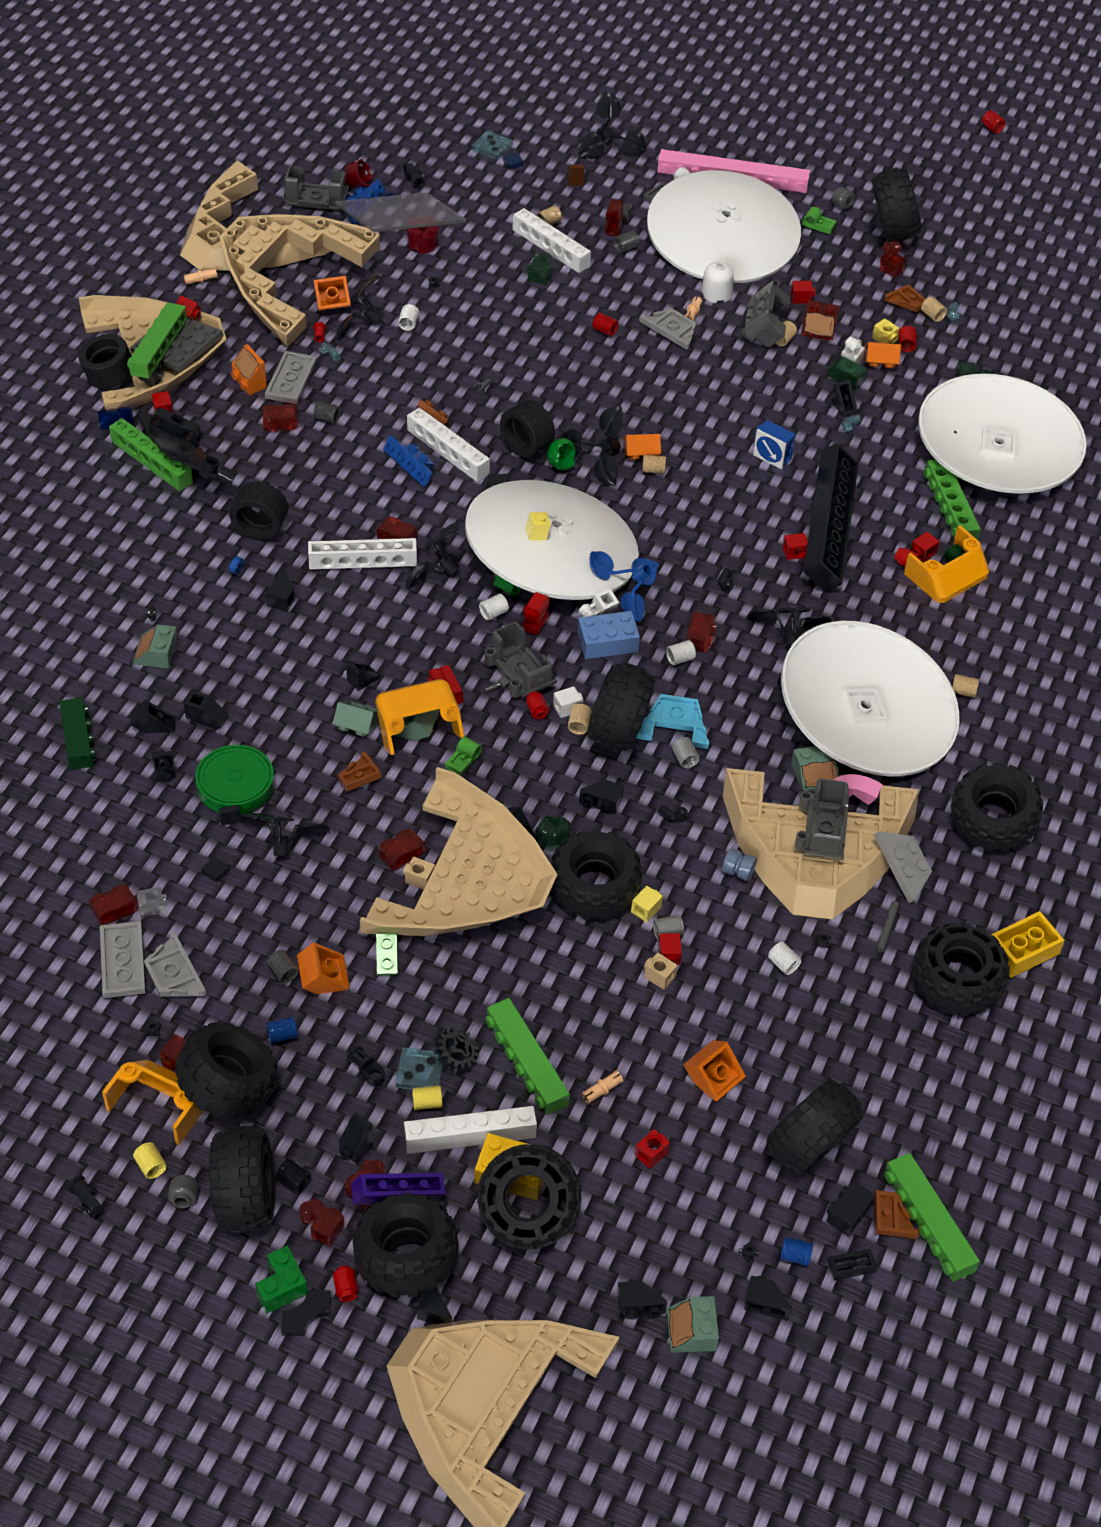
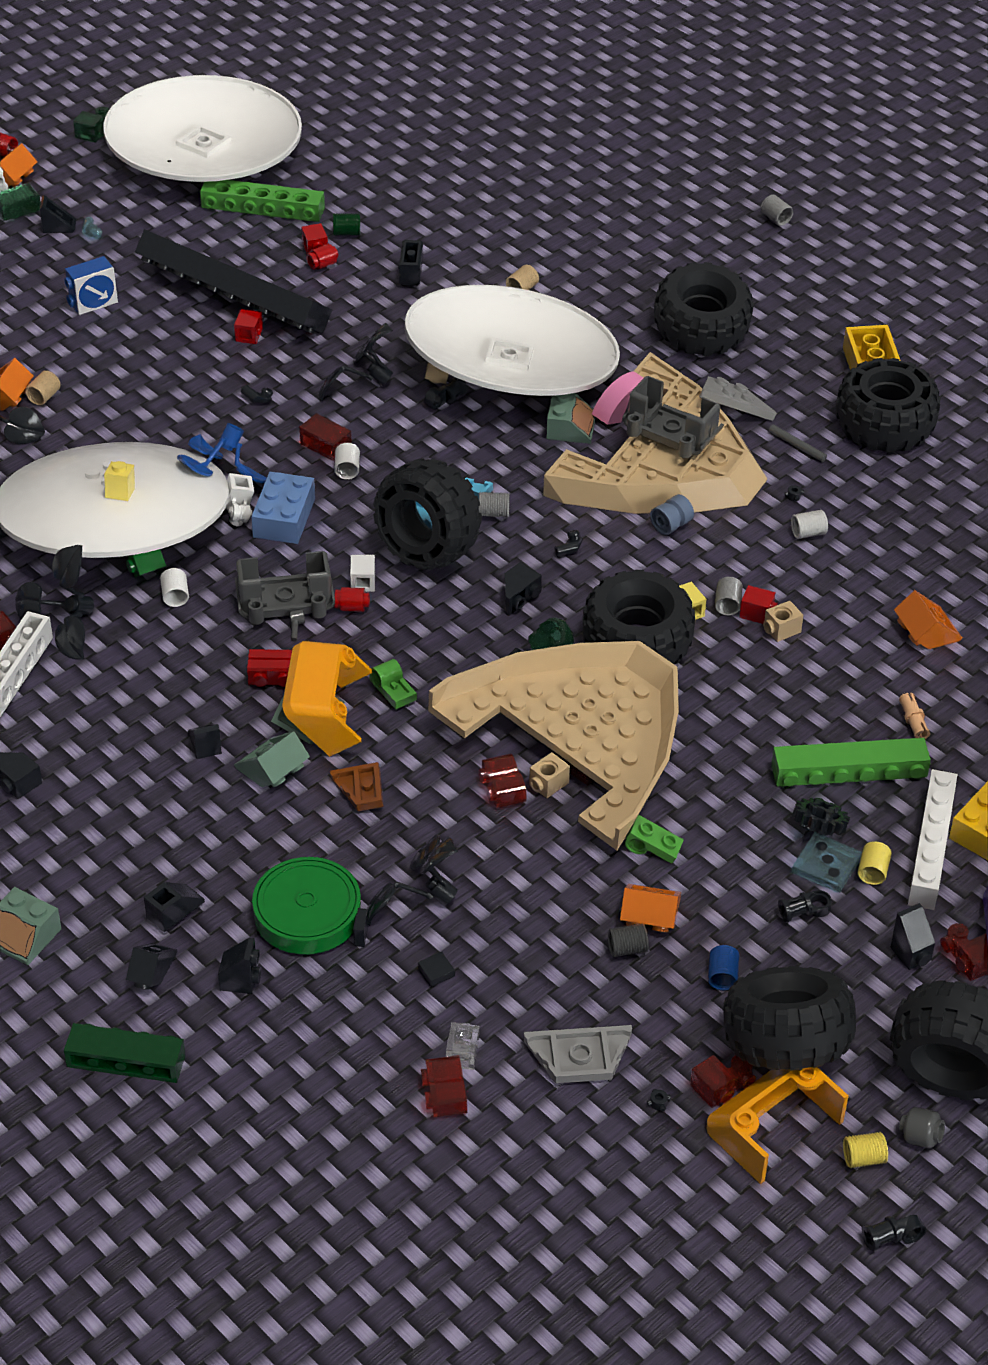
camera: 65 degrees left, 5 degrees down
(122, 959) = (538, 1101): light grey plate -> none
(536, 613) = (218, 550): red brick -> none
(579, 718) = (394, 570): tan piece -> none
(933, 610) = (411, 262): none -> black brick
(953, 578) = (368, 243): light orange windscreen -> none

